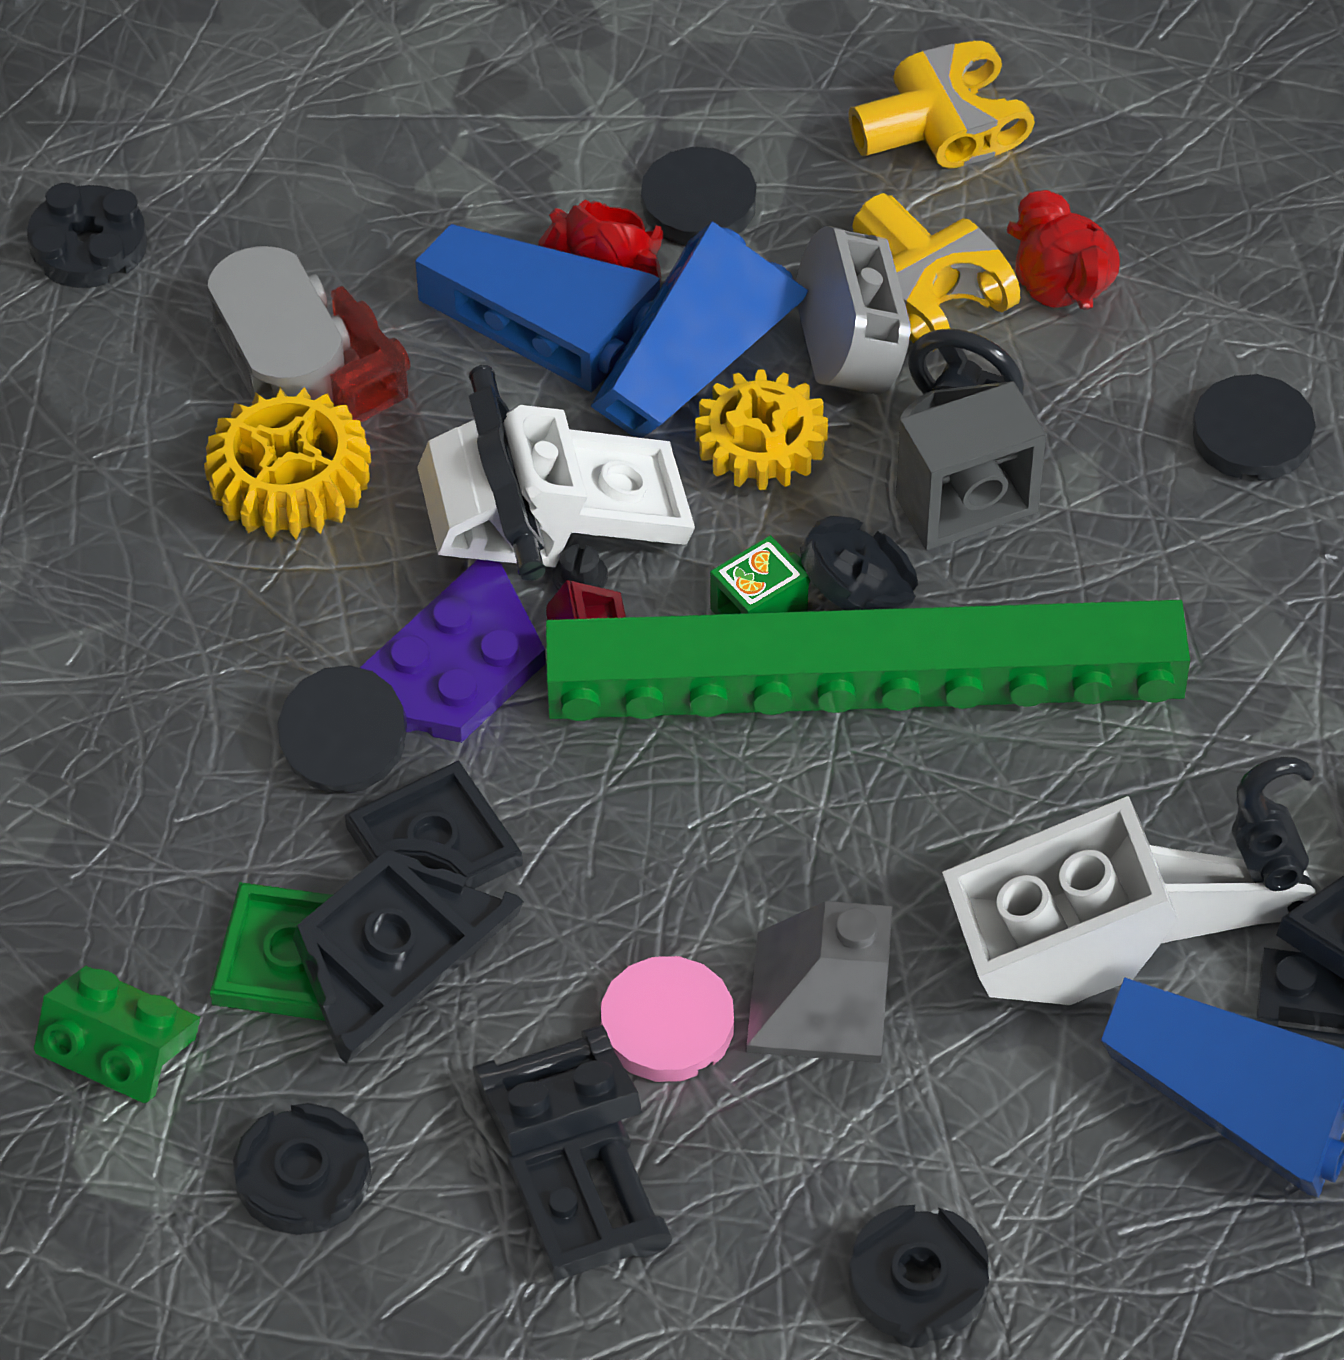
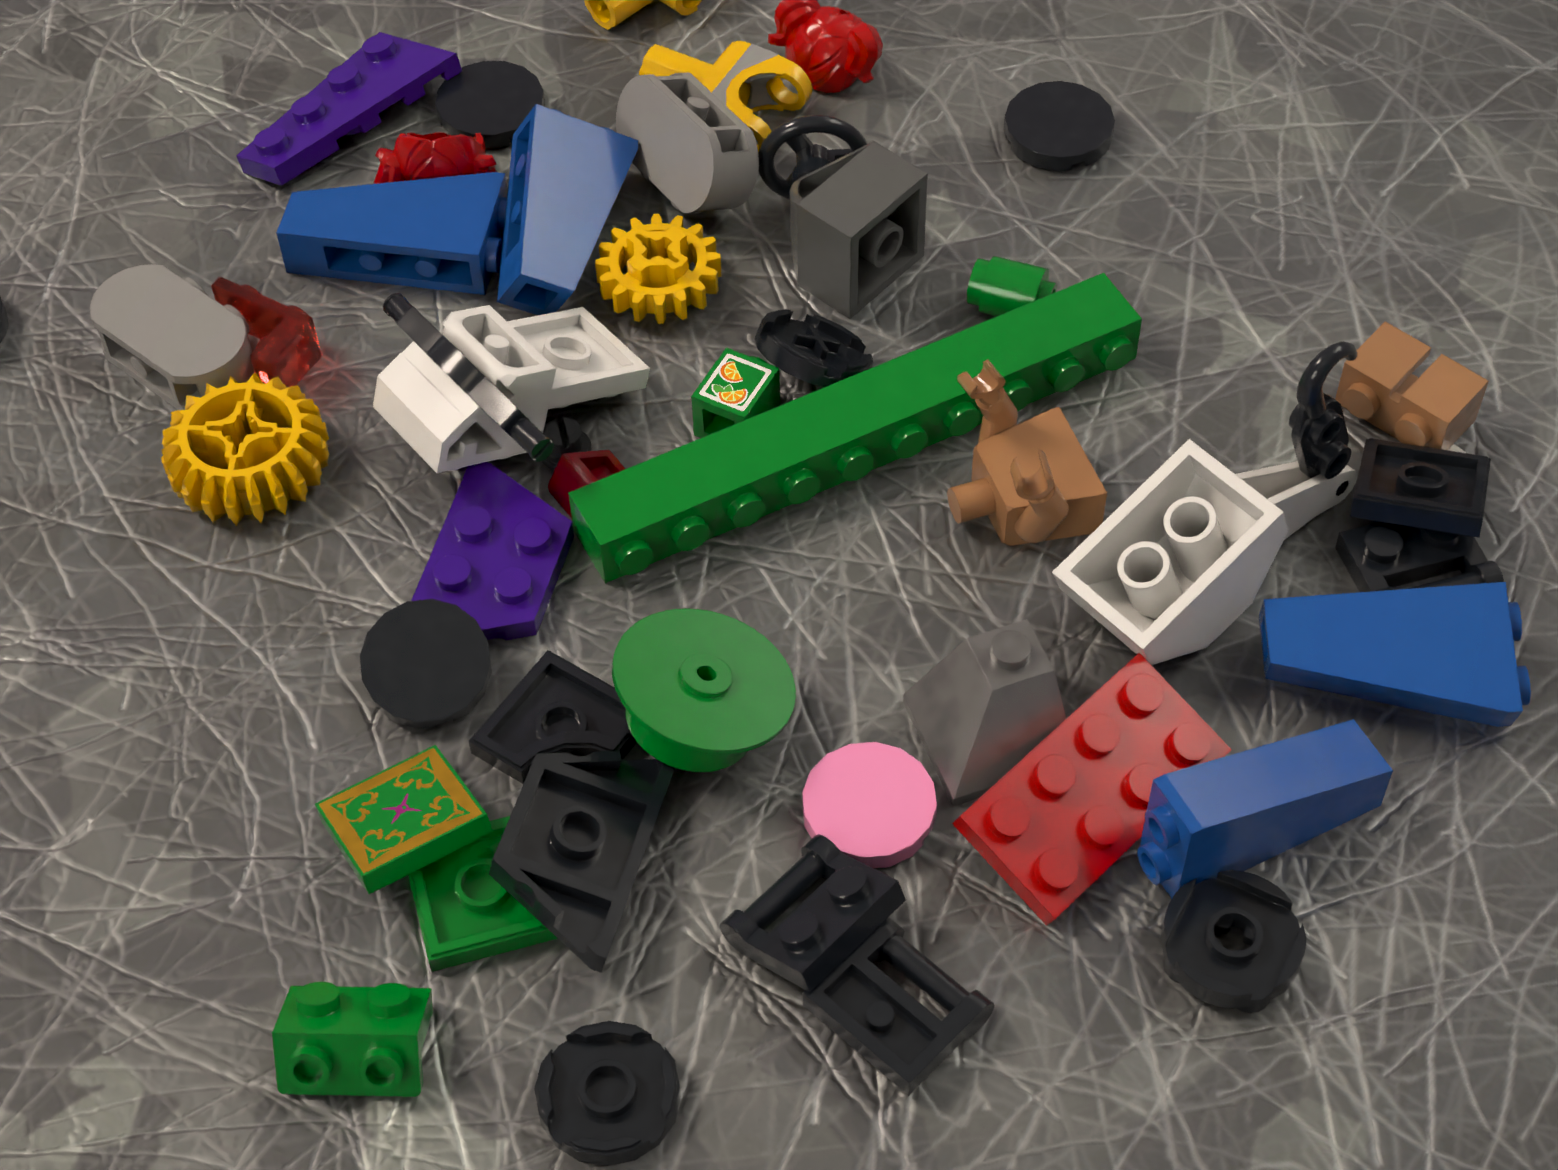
camera: 25 degrees left, 0 degrees up
(250, 860) = (403, 818): none -> green tile
(557, 145) = (345, 104): none -> dark purple wing
(564, 847) = (701, 688): none -> green piece
(874, 1085) = (1087, 788): none -> red plate
(993, 765) = (1028, 473): none -> medium nougat torso
(1011, 1161) = (1258, 803): none -> blue slope
(1088, 574) = (1006, 285): none -> green brick

